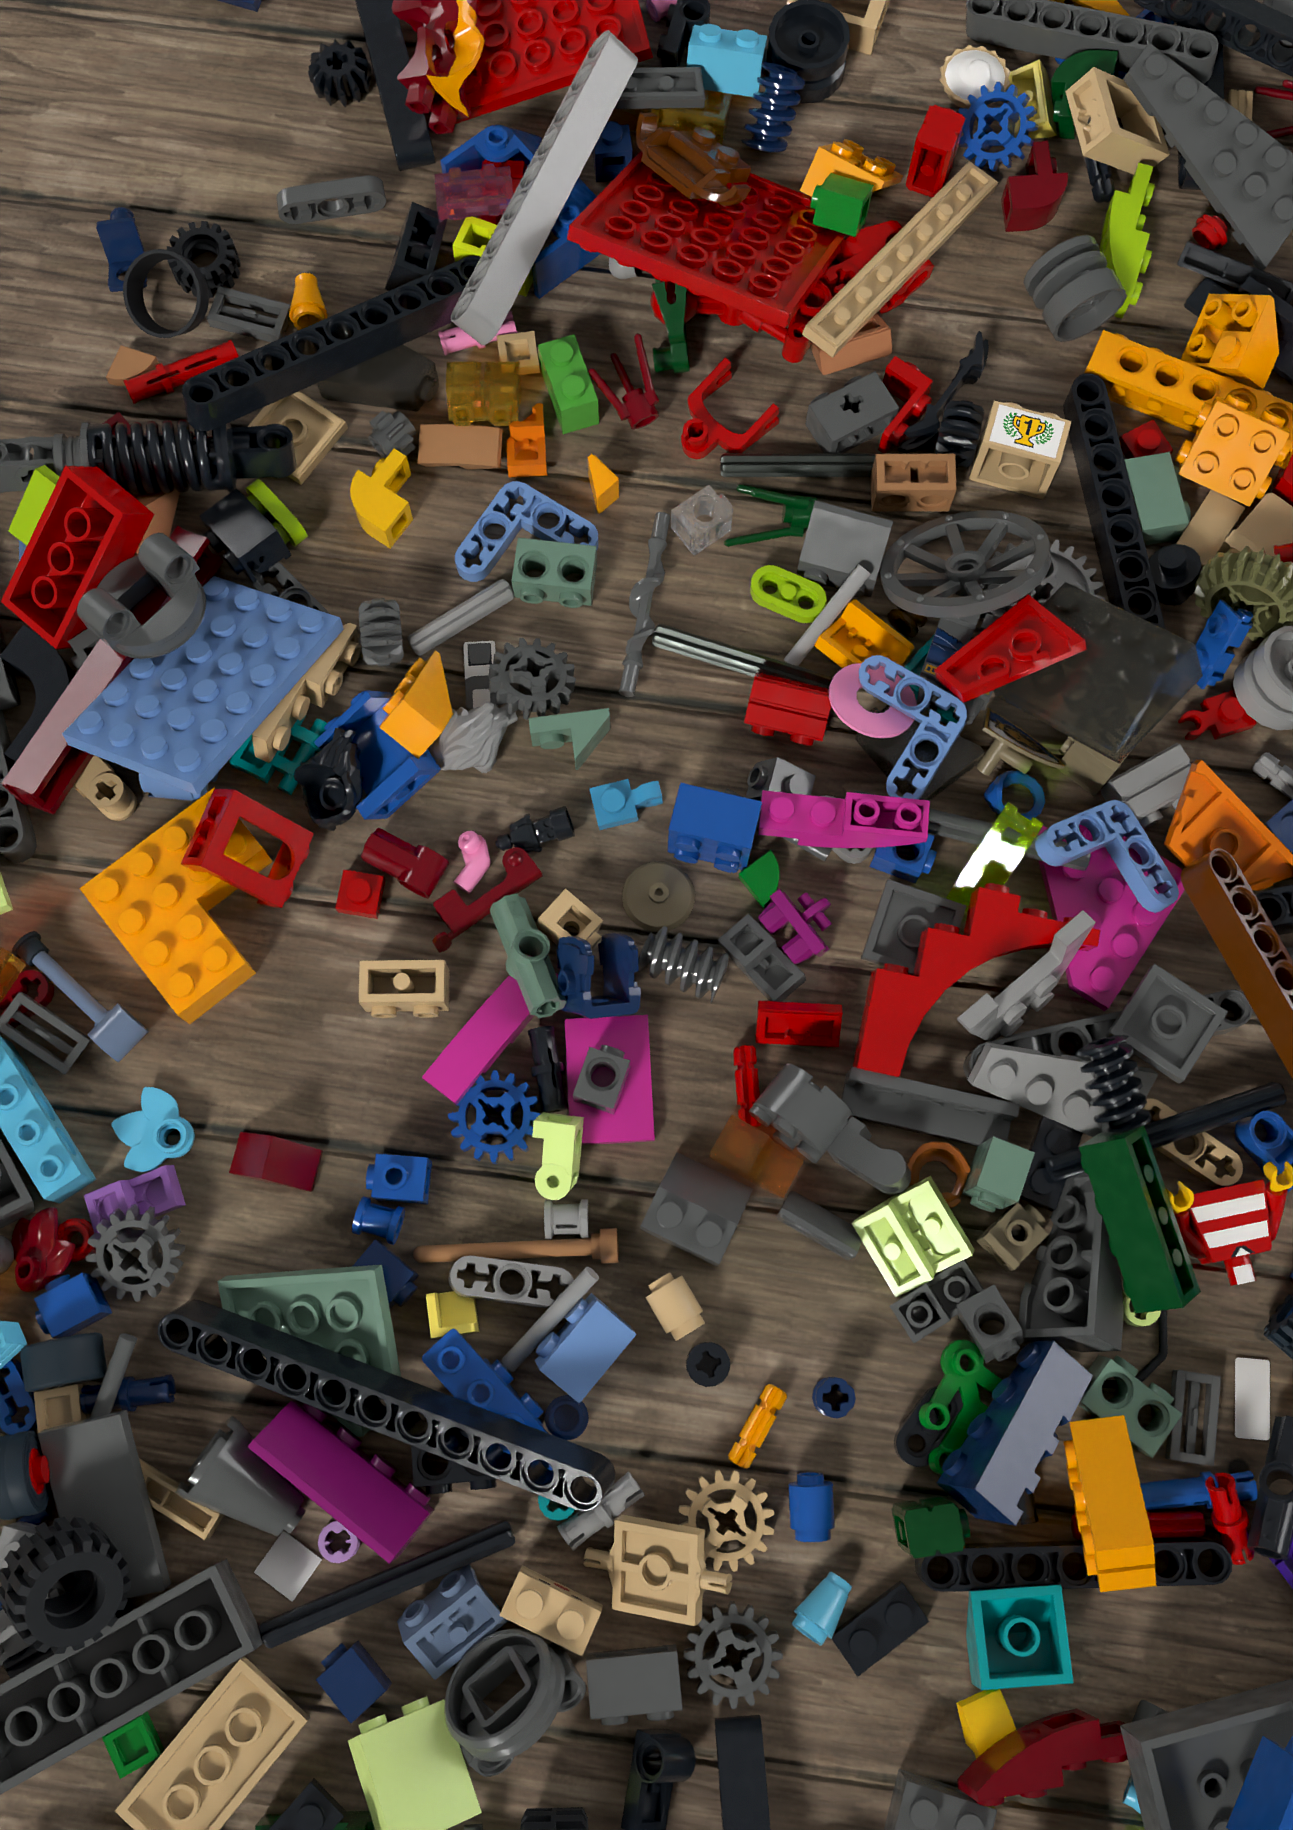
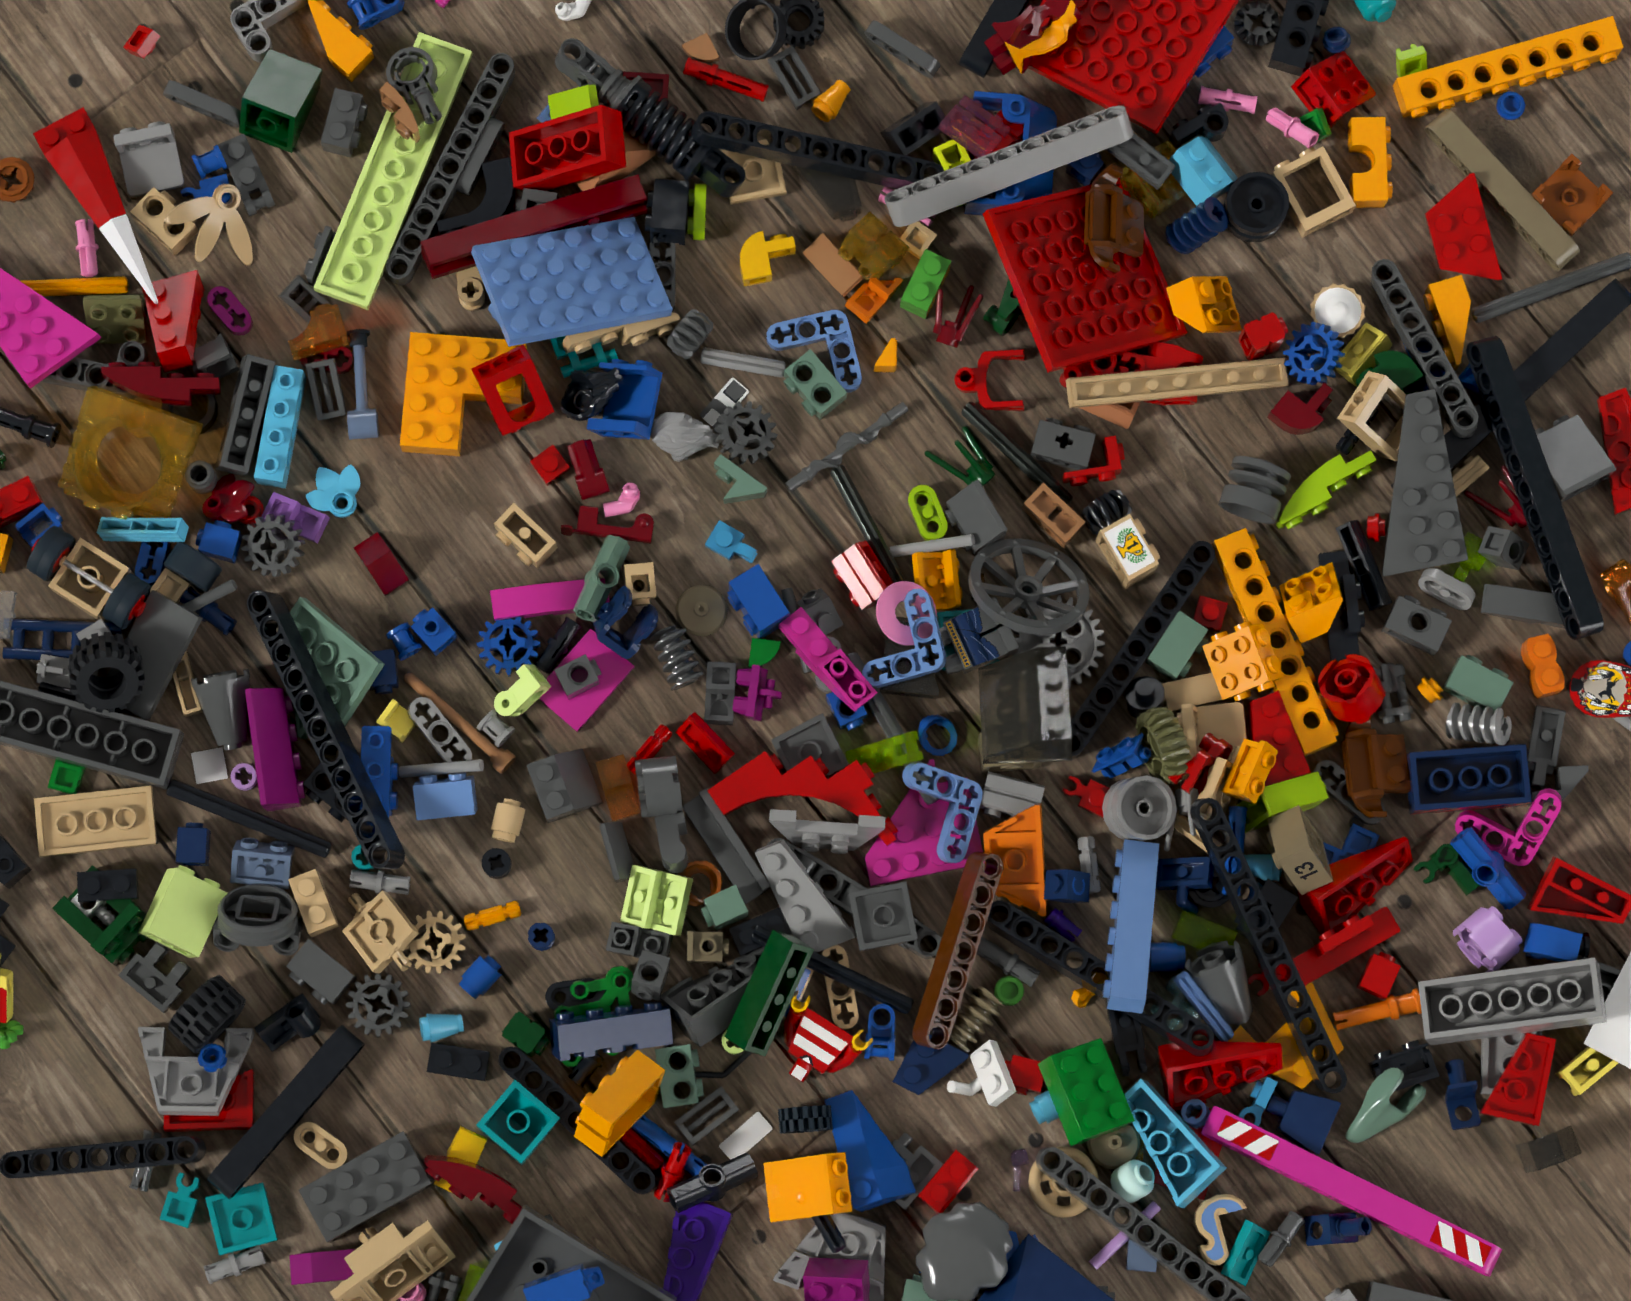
camera: 40 degrees right, 5 degrees up
(159, 565) = (578, 190): dark grey piece -> none
(392, 432) = (802, 224): dark grey gear -> none
(419, 706) = (669, 398): light orange slope -> none
(529, 833) = (665, 515): black piece -> none
(566, 1417) = (405, 823): dark blue plate -> none
(698, 534) = (915, 418): clear brick -> none
(841, 204) = (1172, 321): green brick -> none
(968, 373) = (1156, 480): black piece -> none
(1009, 649) = (992, 653): red wing -> none
(1012, 746) = (963, 705): shield -> none
(1115, 1083) = (822, 917): black piece -> none

